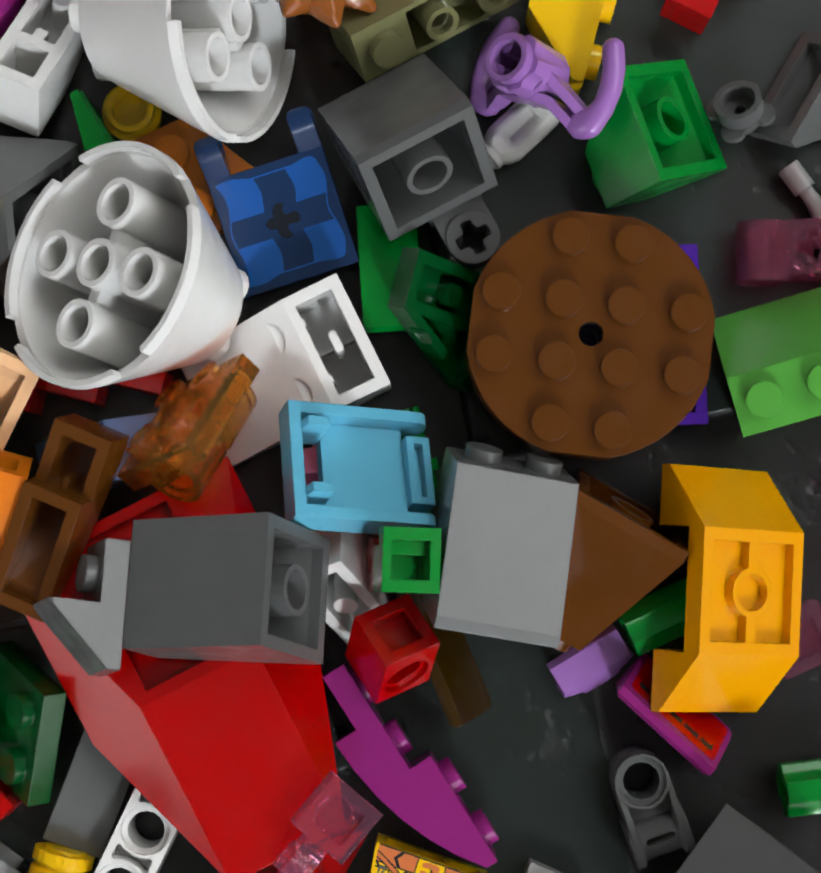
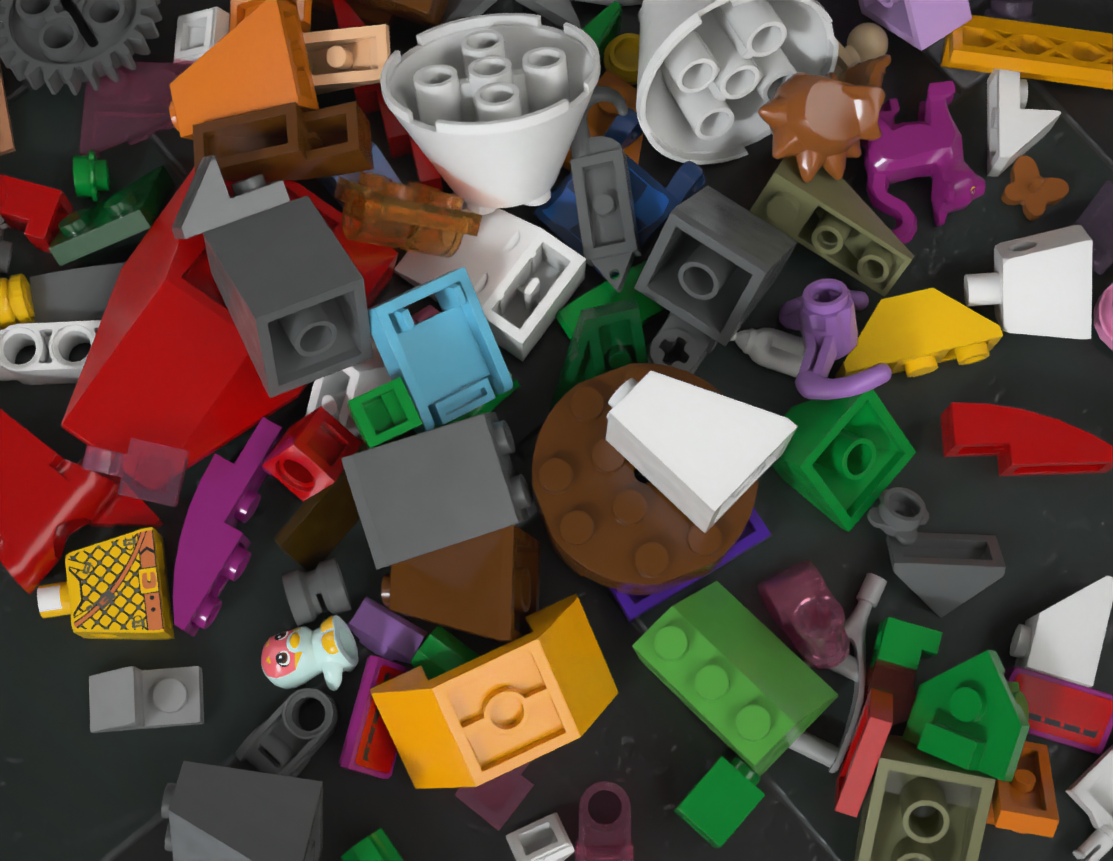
camera: 60 degrees right, 10 degrees down
(283, 220) = (604, 196): none -> dark grey plate
(520, 711) = (316, 591): none -> dark grey wheel
(576, 752) = (304, 653): none -> light aqua animal
(615, 272) = (694, 442): none -> white slope

